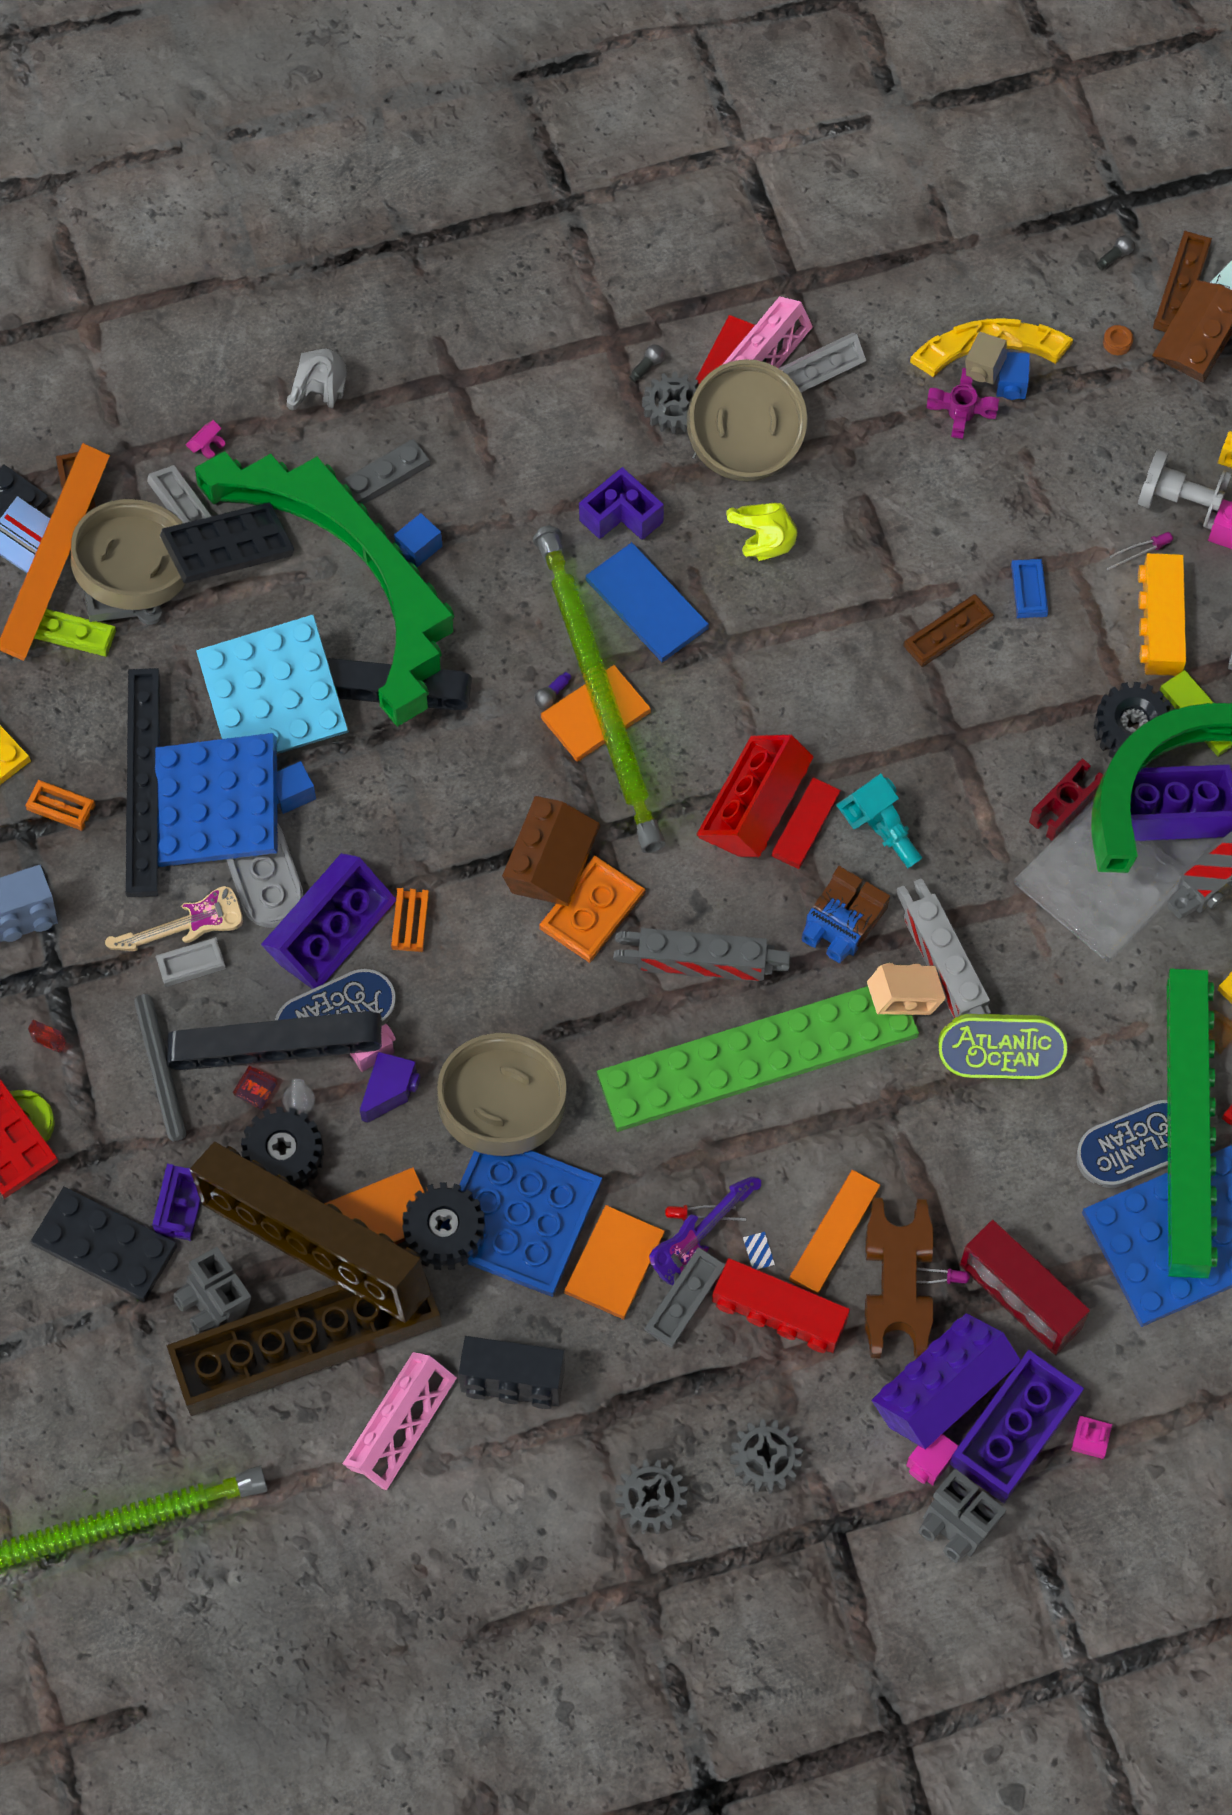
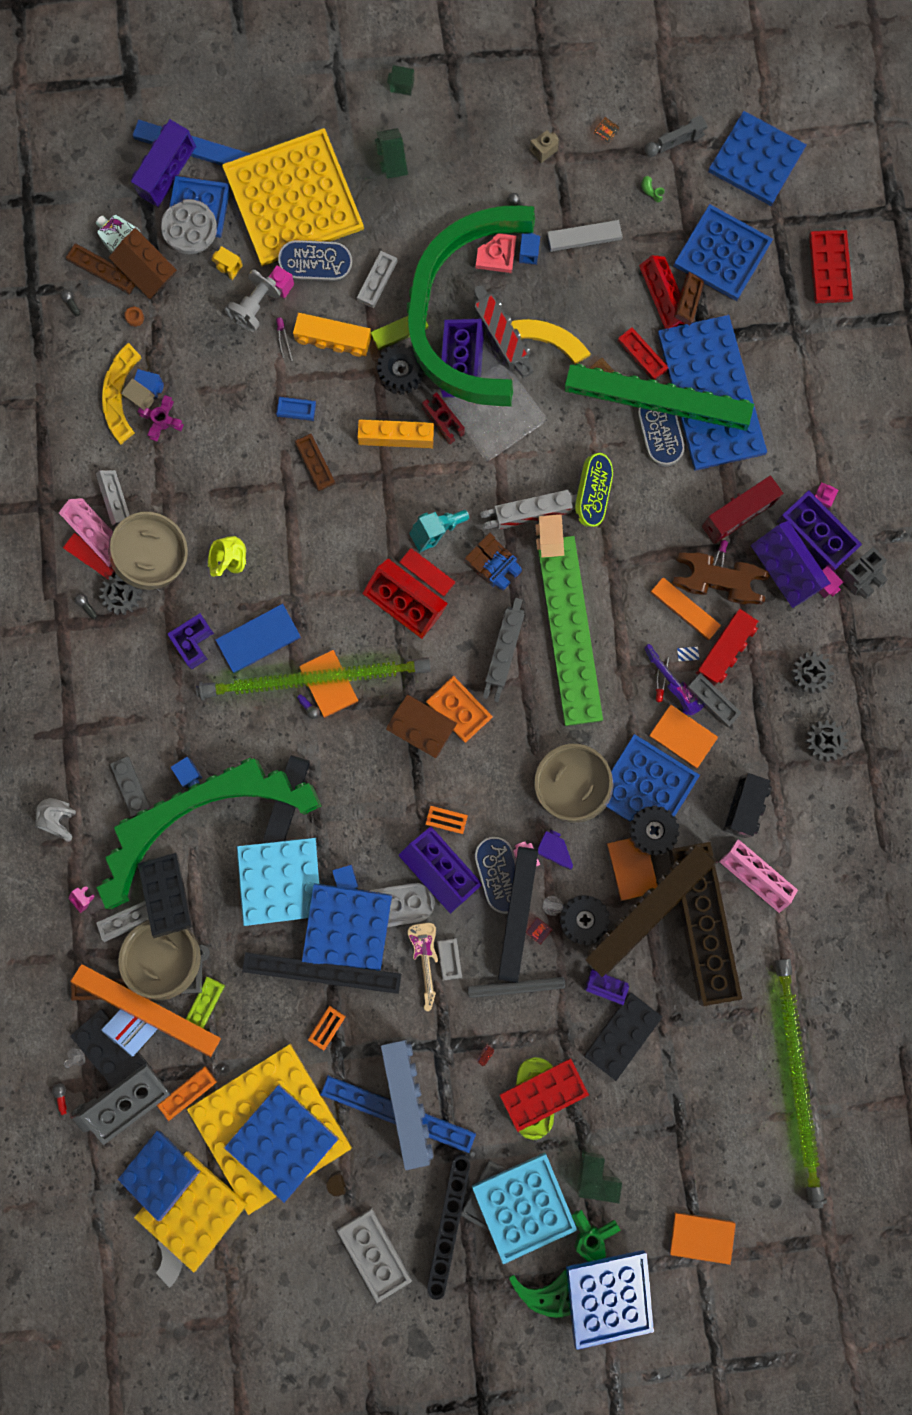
camera: 85 degrees left, 15 degrees up
(214, 1292) = (674, 970): dark grey hips -> none
(1022, 734) = (395, 433): none -> light orange brick

